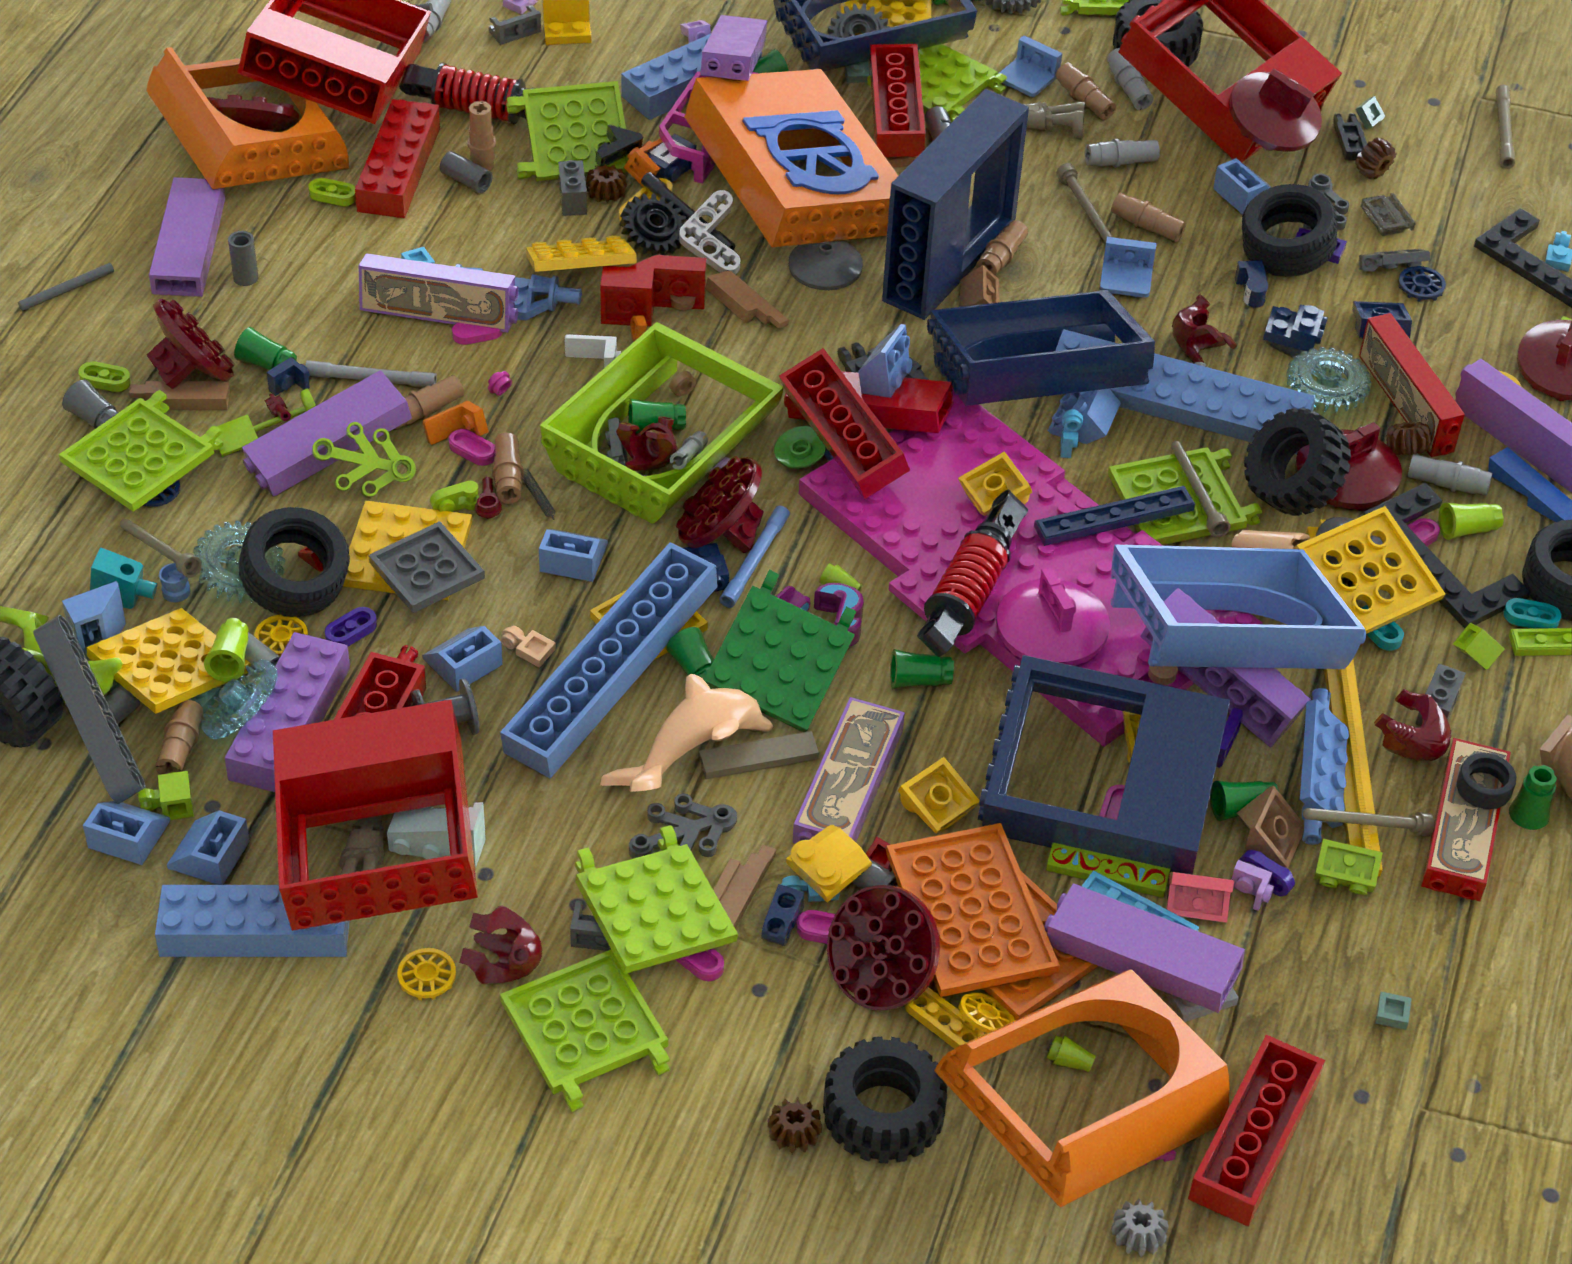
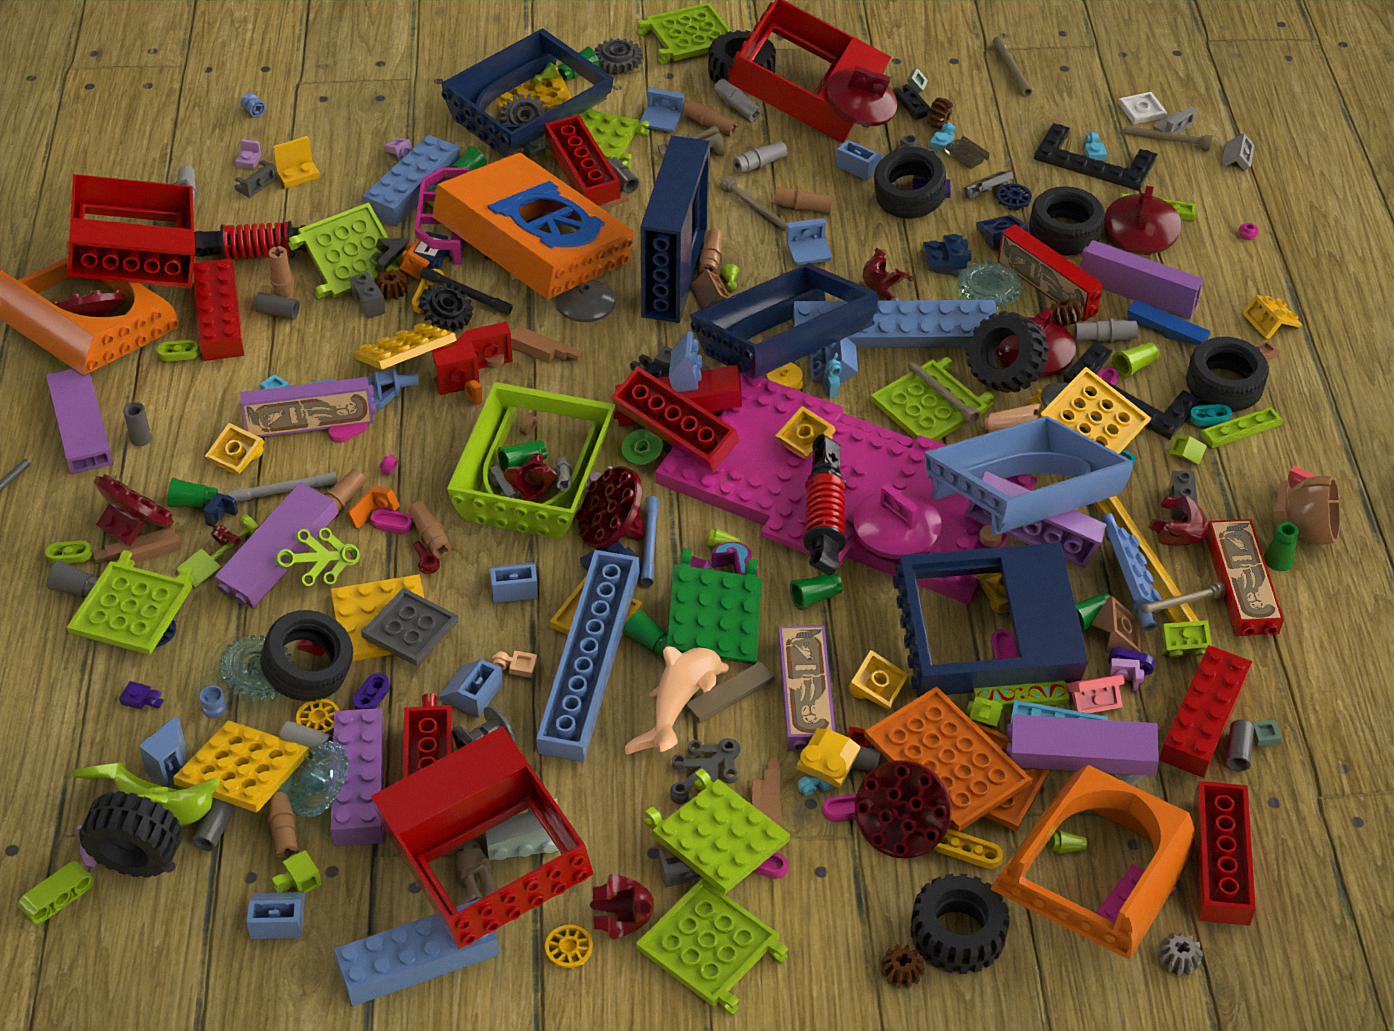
camera: 20 degrees left, 0 degrees up
(89, 709) = (208, 826): dark grey beam -> none
(90, 549) = (138, 695): none -> dark purple plate
(128, 573) = (164, 707): teal torso -> none
(186, 563) = (221, 683): dark tan piece -> none
(211, 847) = (351, 904): medium blue slope -> none
(228, 651) = (293, 745): lime plant -> none
(338, 316) = (235, 449): none -> yellow slope
(455, 497) = (401, 564): lime plate -> none
(541, 494) = (464, 546): dark grey piece -> none
(592, 347) = (448, 415): white bracket -> none
(703, 236) = (485, 301): white beam -> none
(734, 47) = (449, 153): medium lavender brick -> none
(782, 915) = (812, 808): dark blue leg -> none
(983, 1015) = (995, 833): yellow wheel -> none
(1013, 279) = (730, 273): none -> lime piece
(1019, 415) = (787, 375): none -> yellow piece
(1048, 872) = (984, 712): none -> lime brick
(1114, 515) = (897, 430): dark blue tile -> none
(1253, 278) = (900, 227): dark blue leg -> none
(1328, 959) = (1205, 711): none -> red brick
(1350, 1014) = (1240, 745): none -> dark grey pin
(1376, 185) = (942, 138): none -> medium azure plate
(1470, 306) = (1072, 204): none -> black tyre
(1492, 765) = (1247, 557): black tyre -> none

